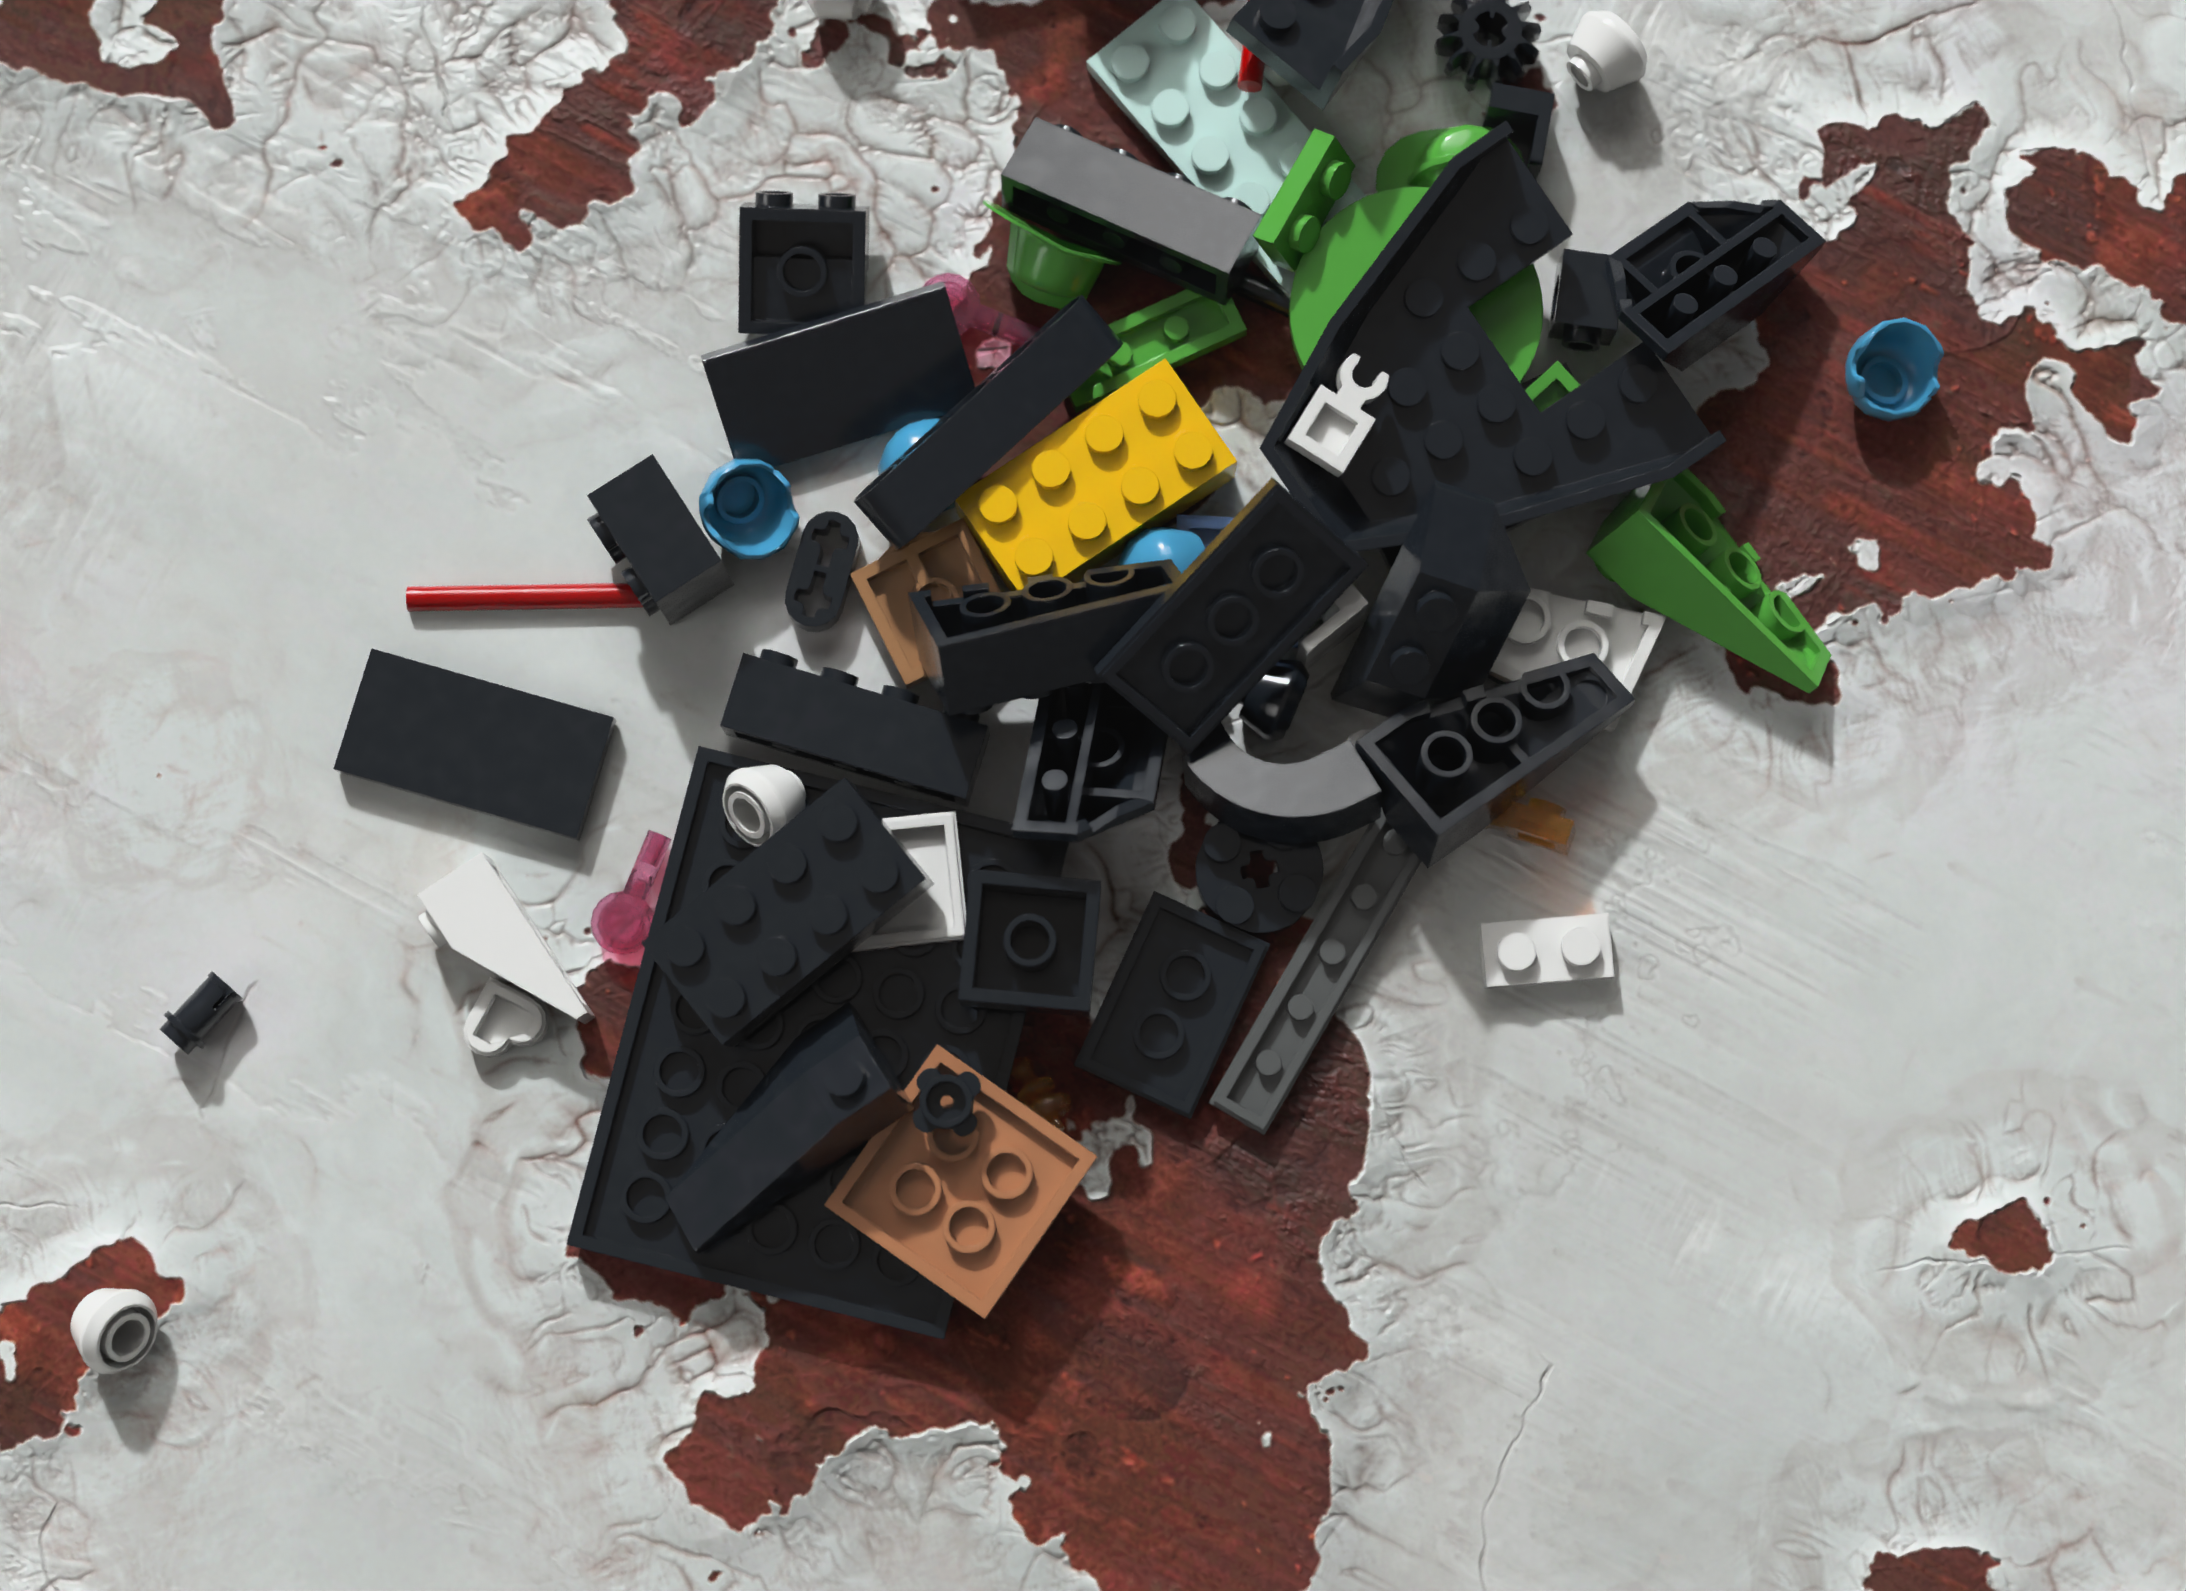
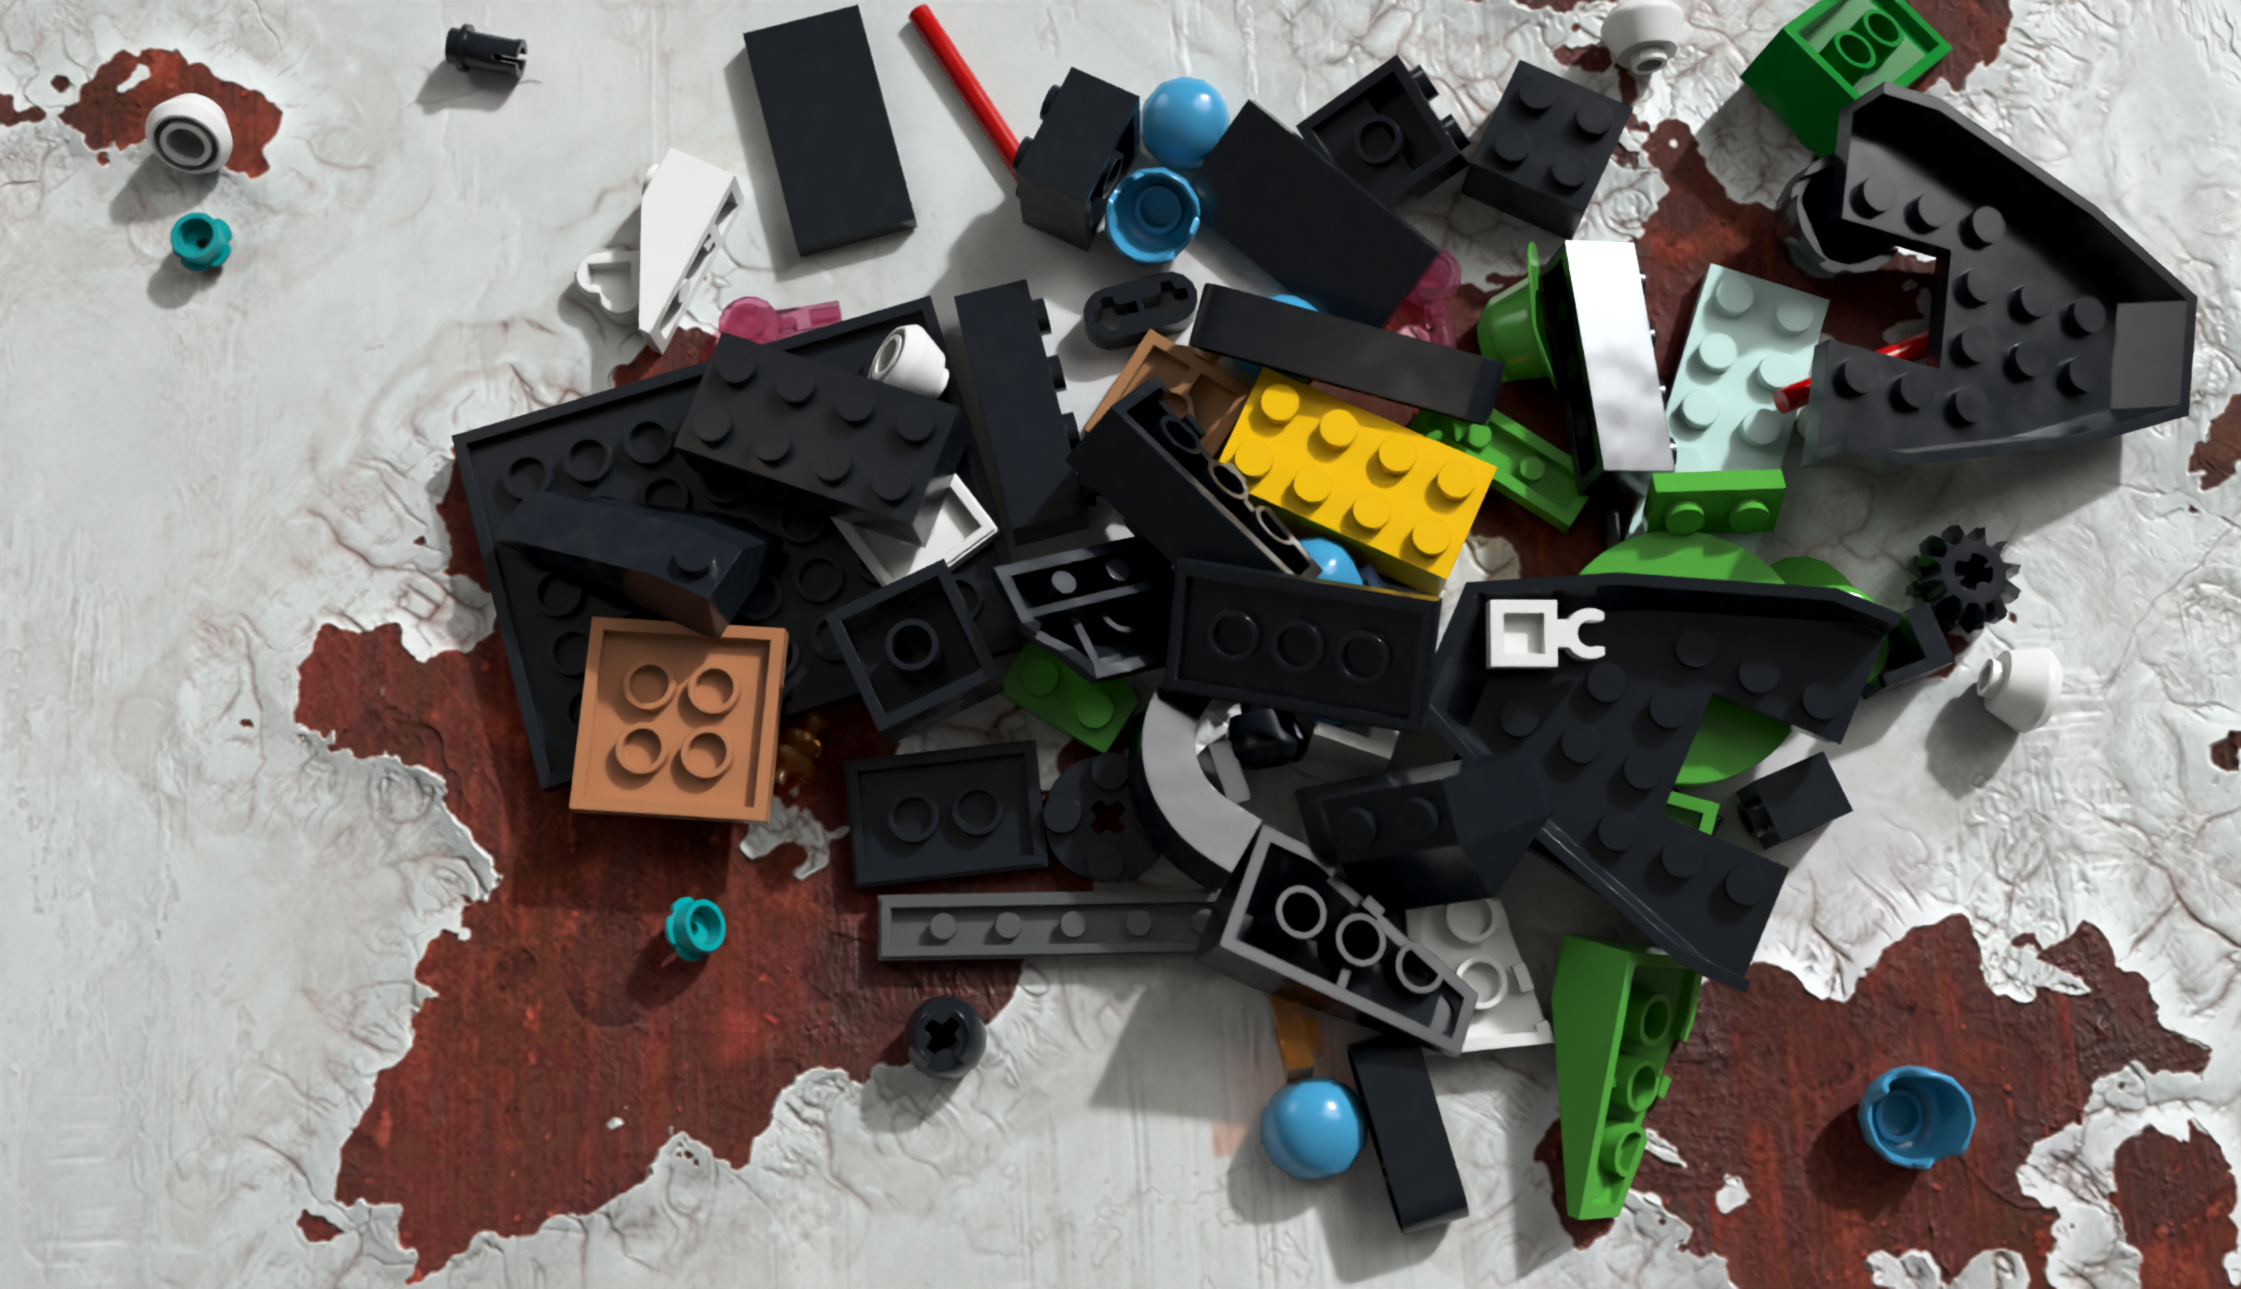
camera: 60 degrees right, 5 degrees down
(208, 1379) = (191, 231): none -> teal plate
(672, 424) = (1183, 122): none -> dark azure hair
(900, 134) = (1545, 150): none -> black brick
(936, 1086) = (717, 657): black plate -> none
(1138, 843) = (1068, 702): none -> bright green wing
(1144, 1274) = (694, 928): none -> teal plate
(1285, 746) = (1224, 771): none -> dark grey tile
(1374, 1091) = (919, 1040): none -> black piece
(1546, 951) = (1189, 1115): white plate -> none
(1617, 855) = (1314, 1128): none -> dark azure hair
(1667, 781) = (1407, 1133): none -> black beam
(1707, 273) = (1885, 892): black wedge -> none

